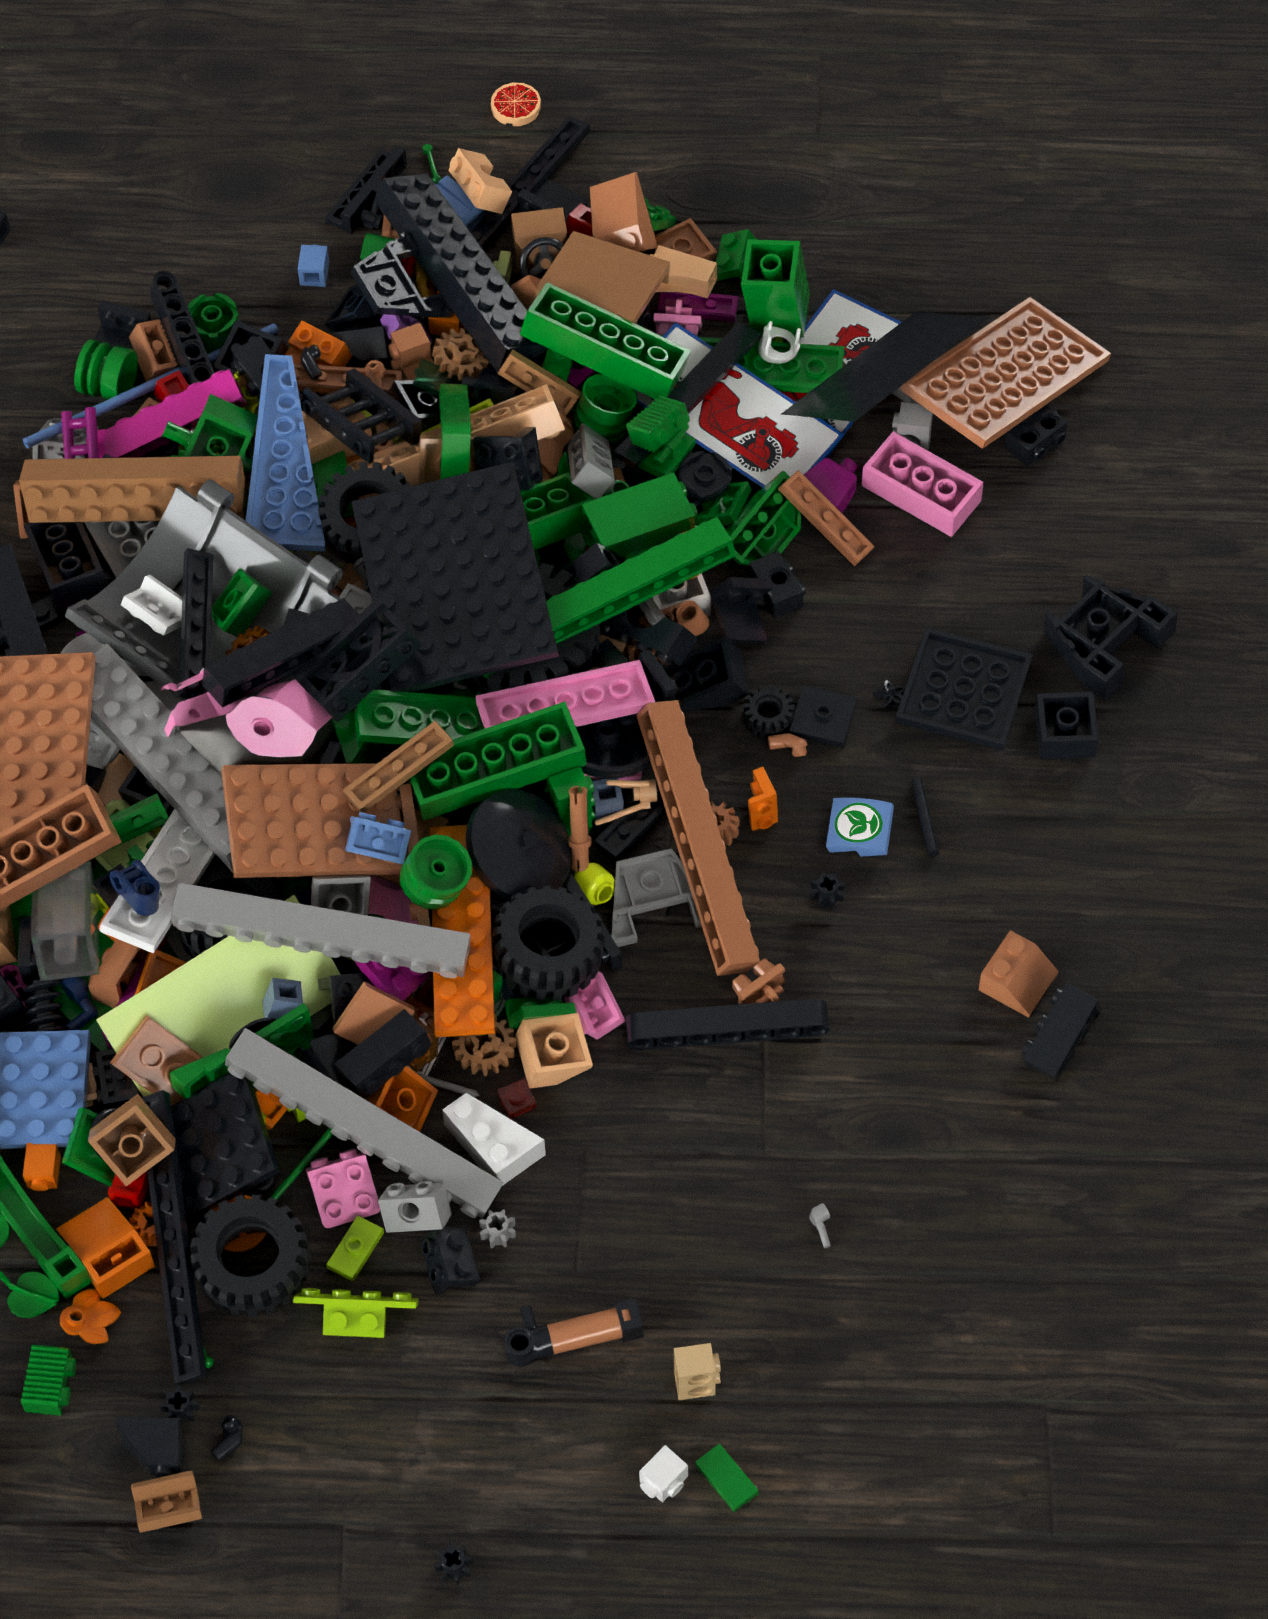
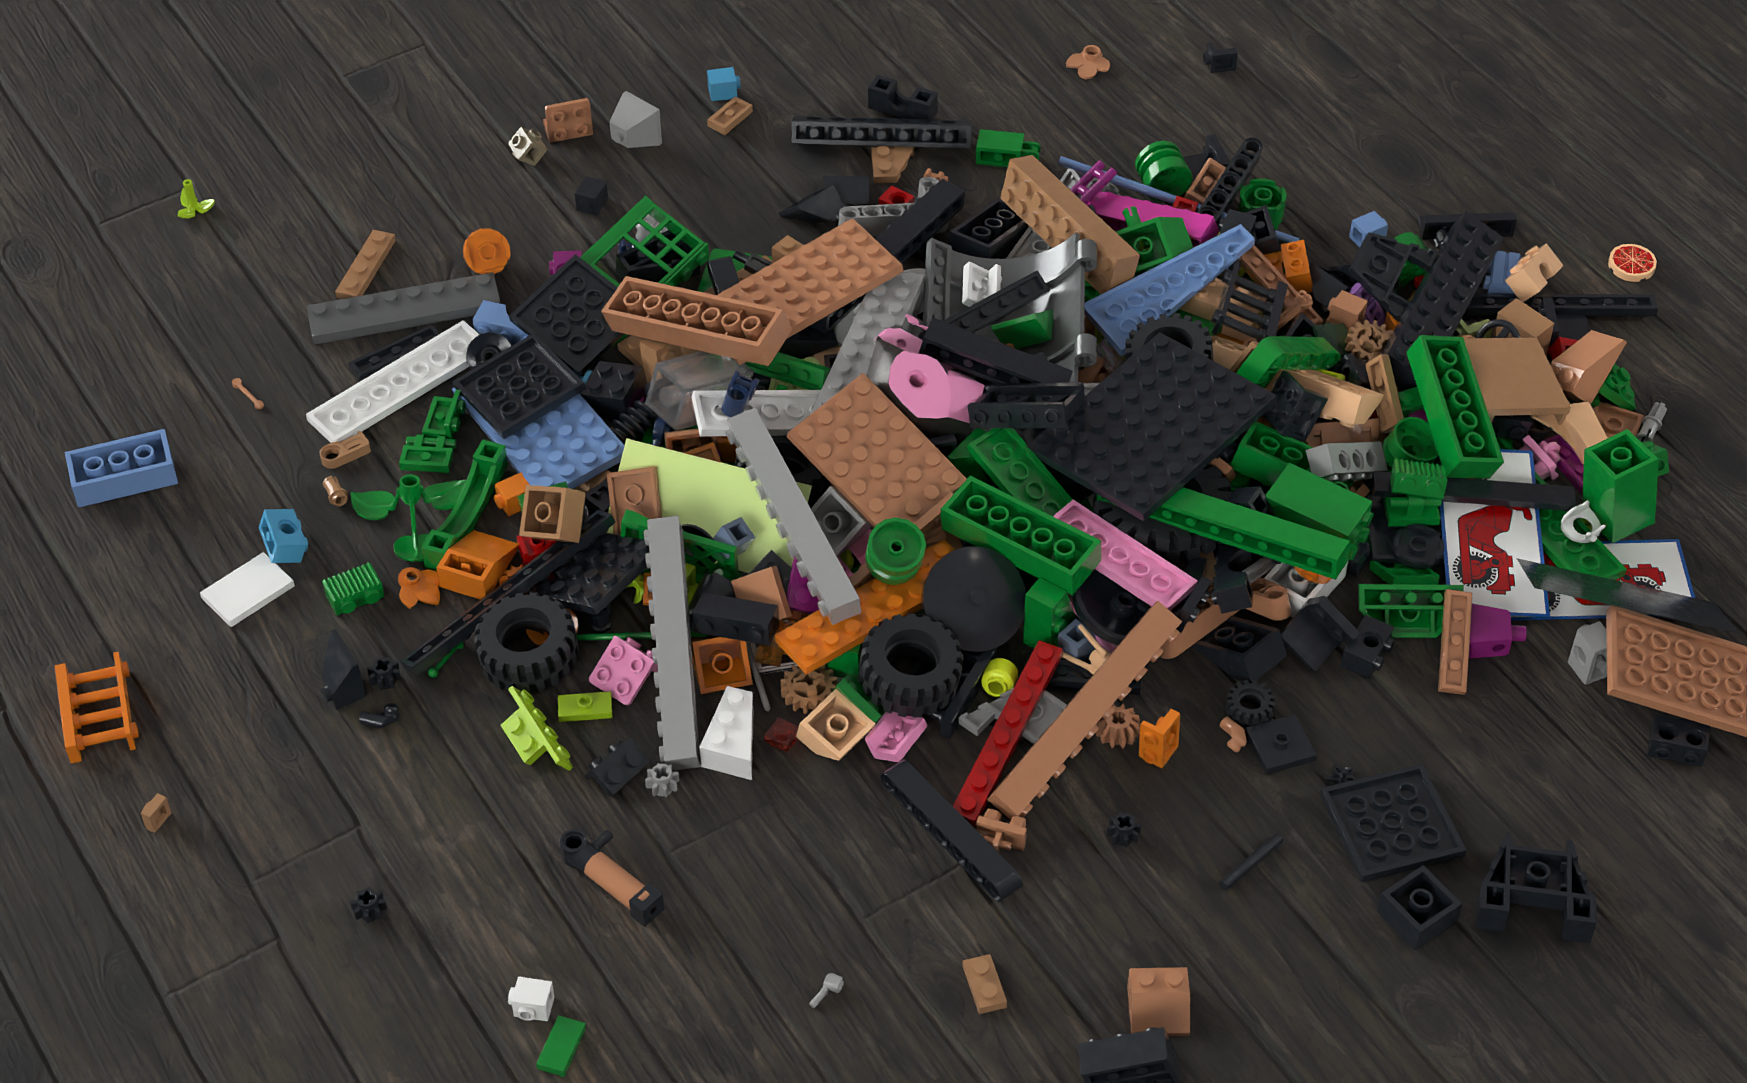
camera: 55 degrees right, 10 degrees down
(166, 1501) = (305, 707): medium nougat bracket -> none
(308, 361) = (1271, 260): black arm -> none
(378, 839) = (890, 497): medium blue bracket -> none
(398, 767) = (956, 475): medium nougat plate -> none
(402, 1216) = (635, 715): light grey brick -> none
(427, 149) = (1537, 239): green hinge -> none
(579, 839) = (1016, 636): nougat pin -> none
(660, 912) = (1007, 731): none -> red plate
(696, 1371) = (627, 967): tan brick -> none
(704, 219) = (1652, 422): none -> light grey axle
(860, 826) = (1202, 821): slope -> none
(902, 1096) = (984, 984): none -> medium nougat plate
(922, 484) = (1550, 687): bright pink brick -> none

